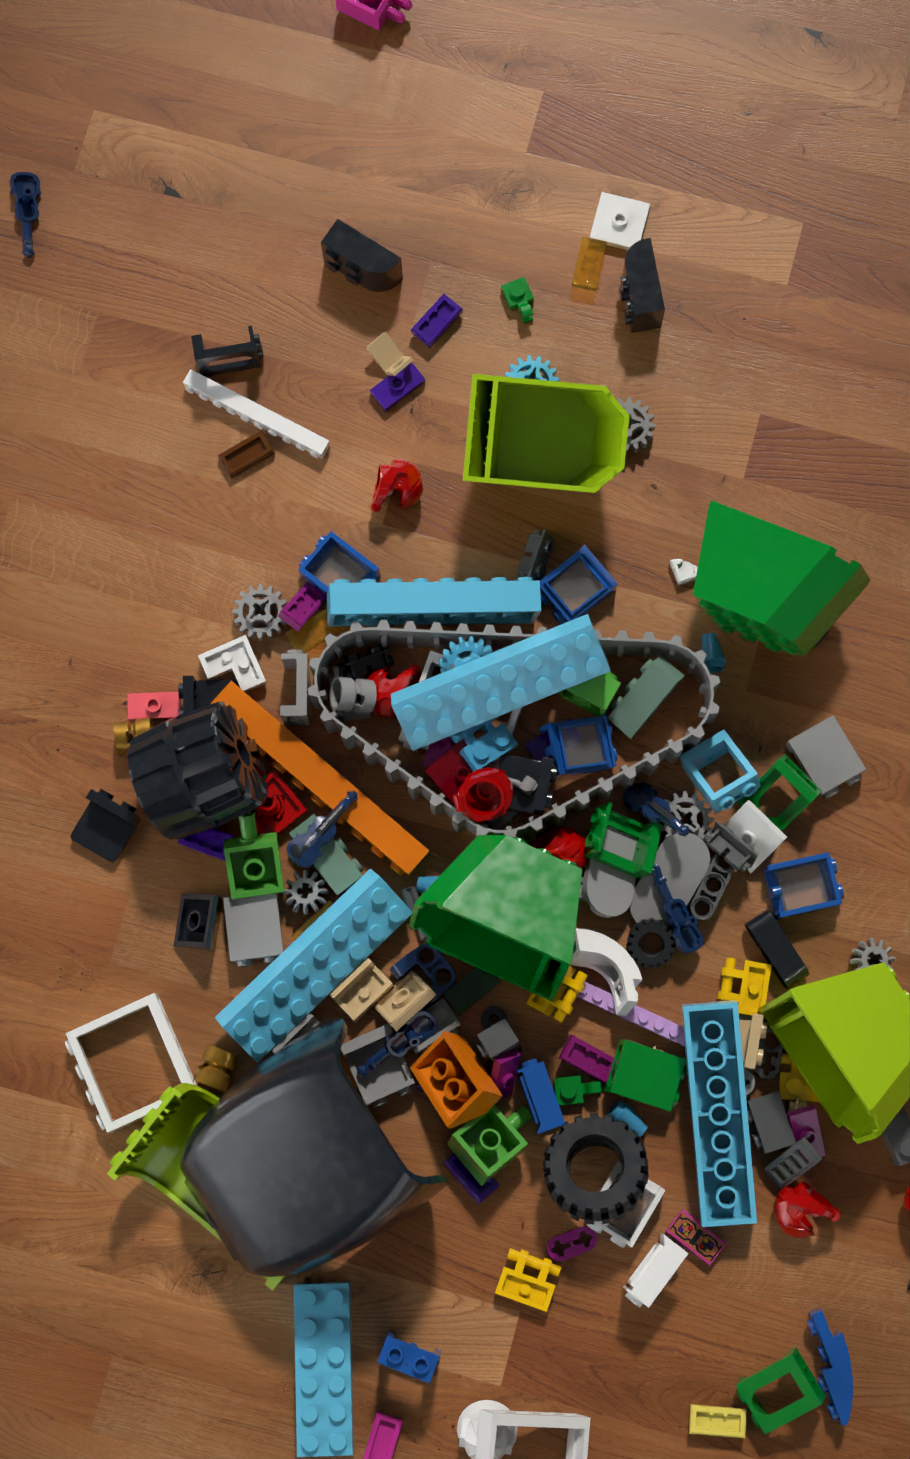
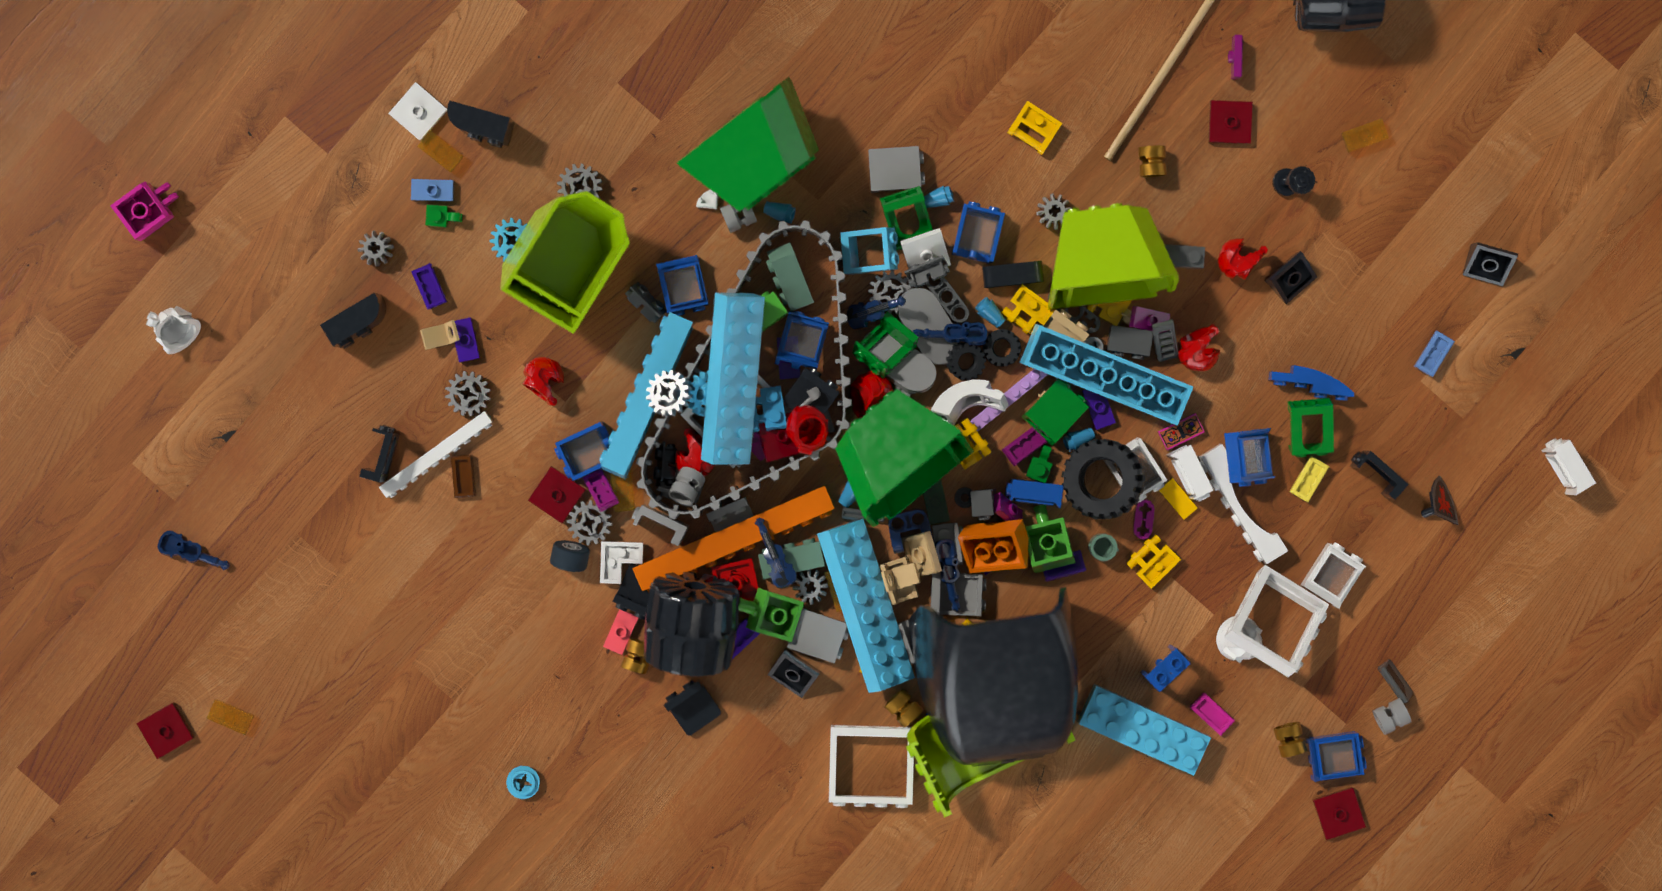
camera: 70 degrees left, 10 degrees up
(212, 607) = (569, 556): none -> black wheel
(258, 81) = (174, 328): none -> white helmet
(274, 563) = (556, 494): none -> dark red plate
(329, 417) = (465, 403): none -> light grey gear
(345, 760) = (730, 514): none -> light grey bracket
(366, 988) = (901, 577): none -> tan bracket
(448, 618) = (659, 393): none -> gear
(452, 237) = (371, 255): none -> light grey gear
(516, 1210) = (1103, 547): none -> sand green piece
(542, 276) = (432, 190): none -> medium blue plate
(613, 1408) = (1266, 545): none -> white arch
(615, 1273) = (1178, 499): none -> yellow piece
(673, 1126) = (1098, 409): none -> dark purple plate
(677, 604) = (732, 219): none -> light grey wheel
(695, 963) = (1014, 343): none -> black tyre
(708, 1332) = (1249, 456): none -> blue window
(720, 944) = (990, 312): none -> dark azure cone
(819, 822) = (940, 197): none -> dark azure cone

